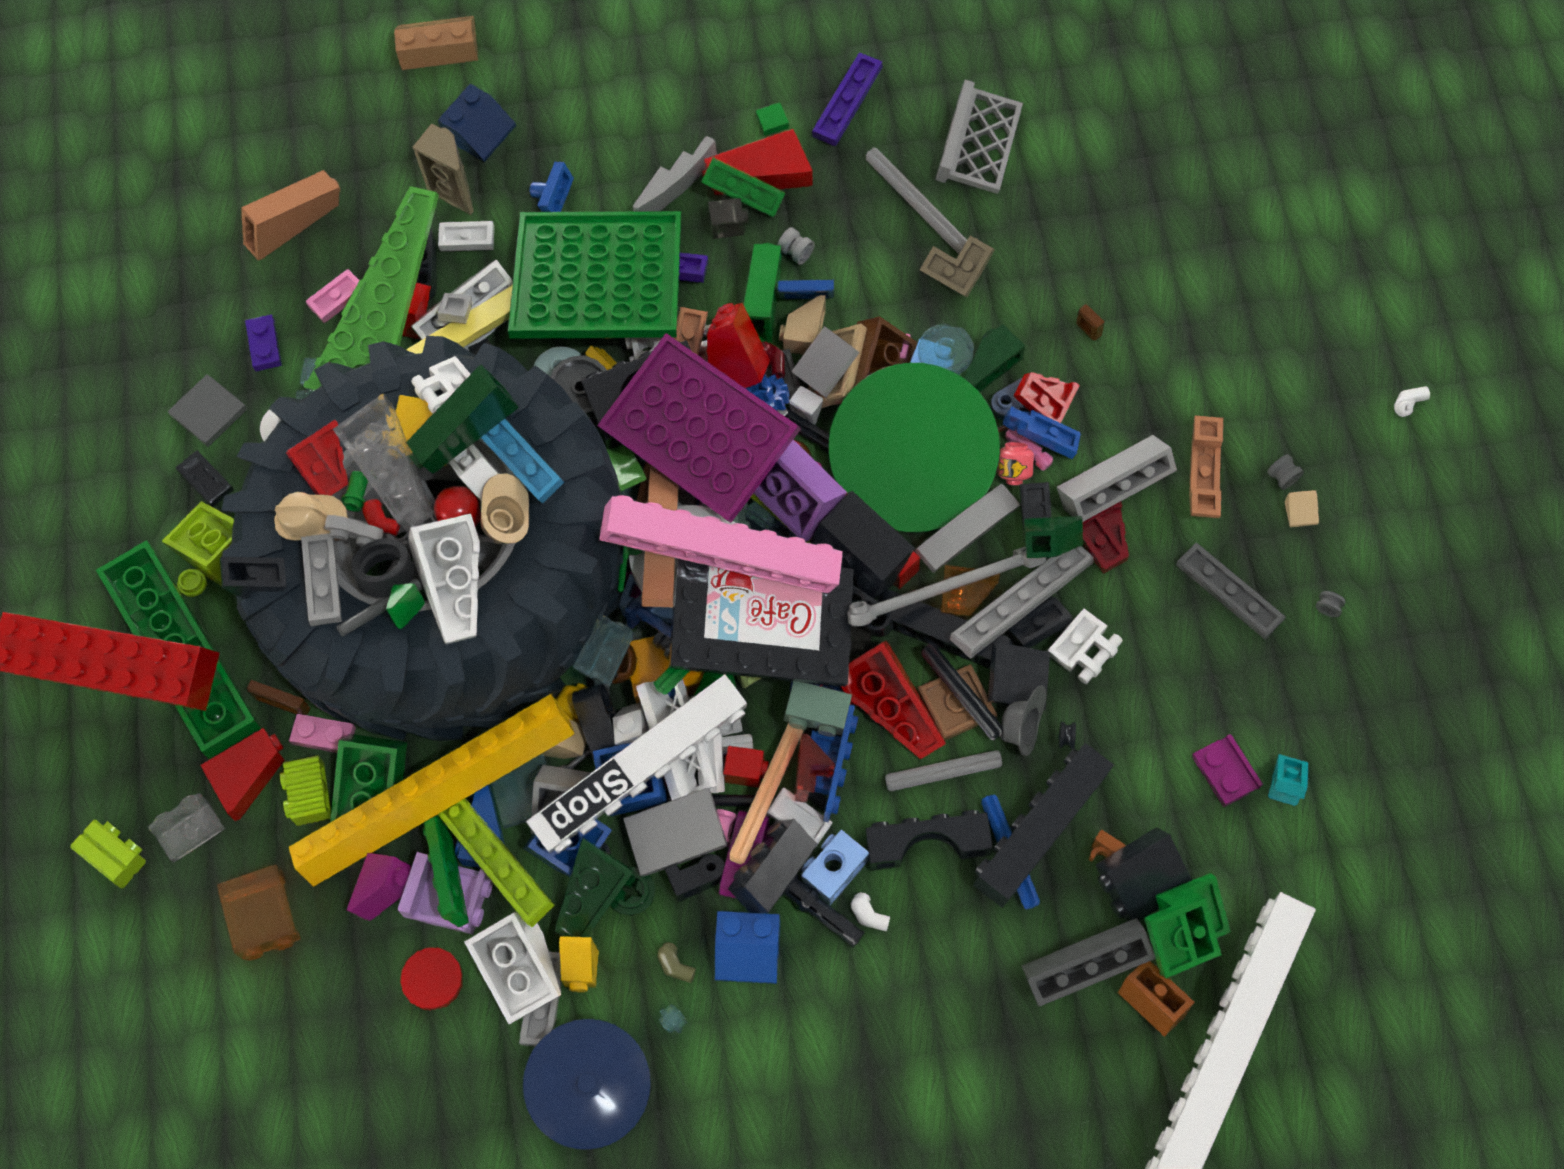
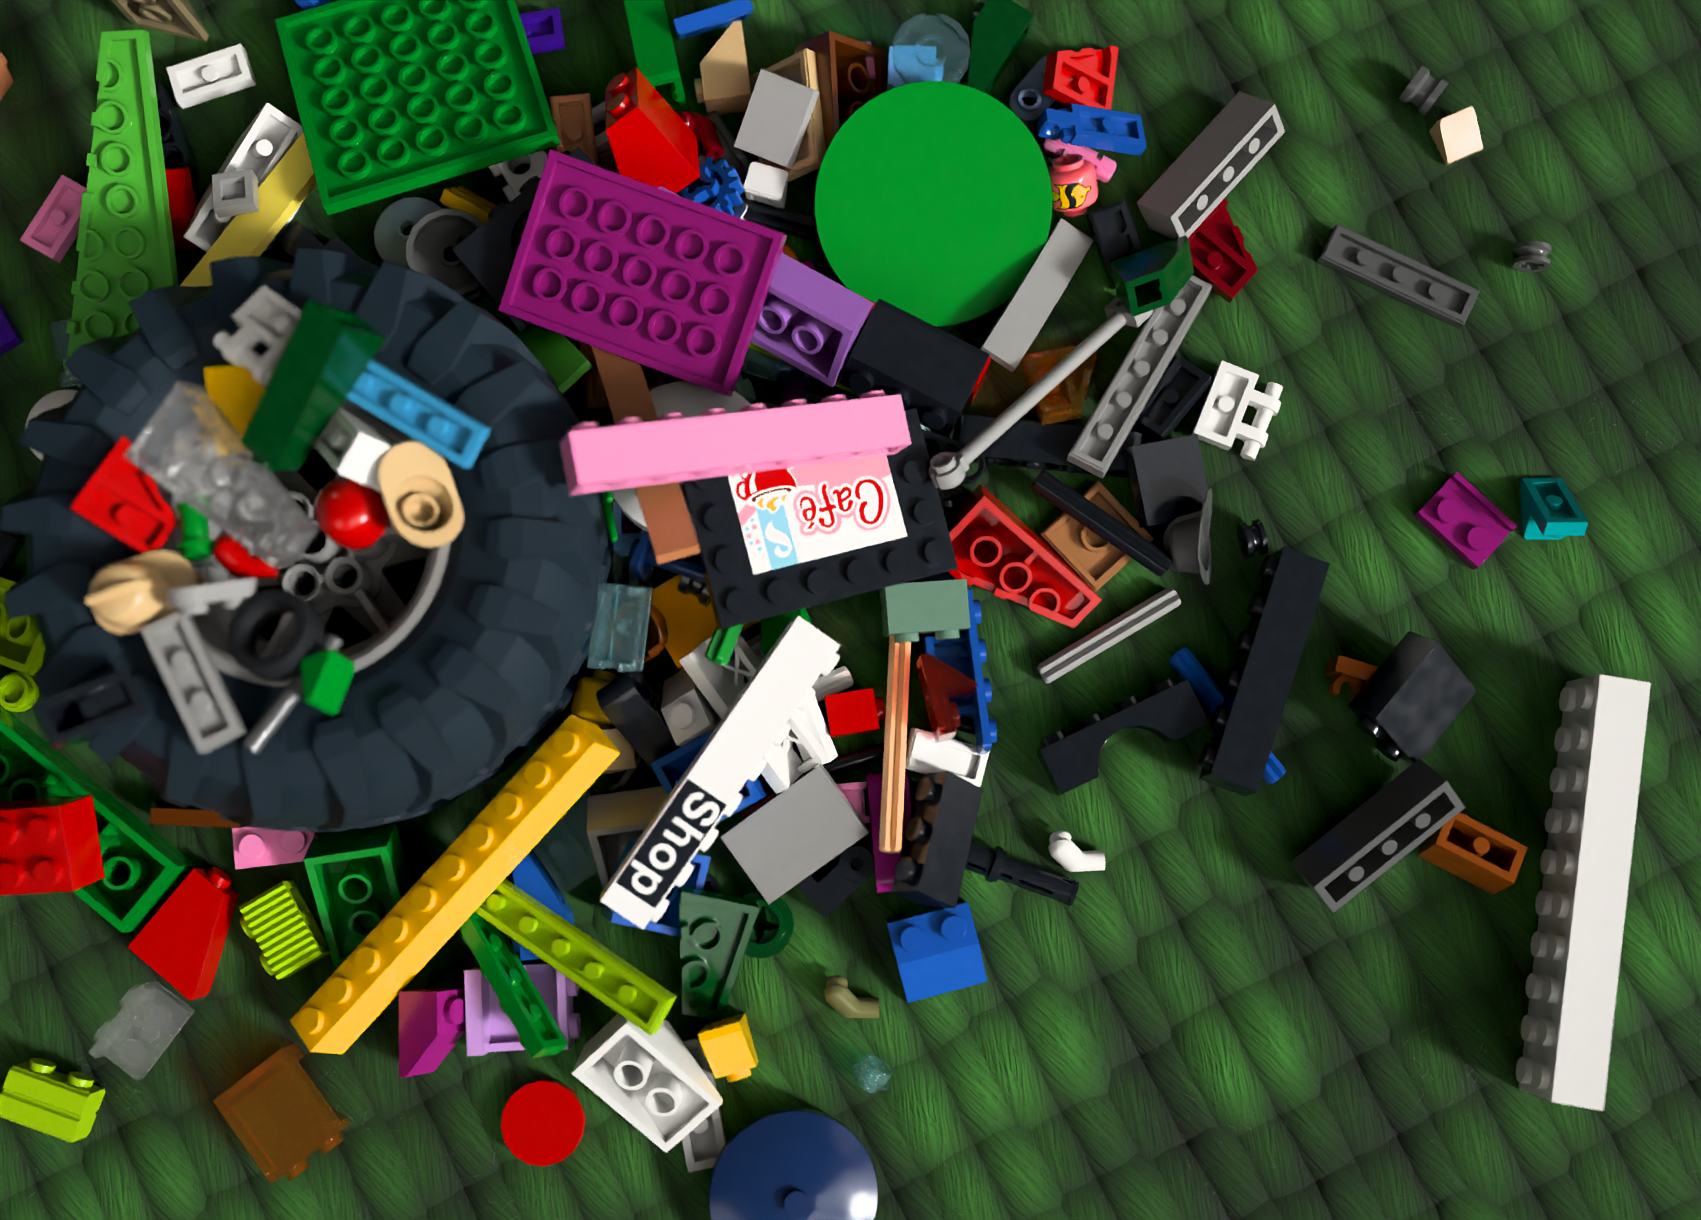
camera: 20 degrees left, 15 degrees up
(448, 568) = (372, 608): white wedge -> none
(828, 883) = (1032, 793): light blue brick -> none
(1187, 925) = (1490, 750): green bracket -> none
(1205, 467) = (1316, 116): nougat slope -> none

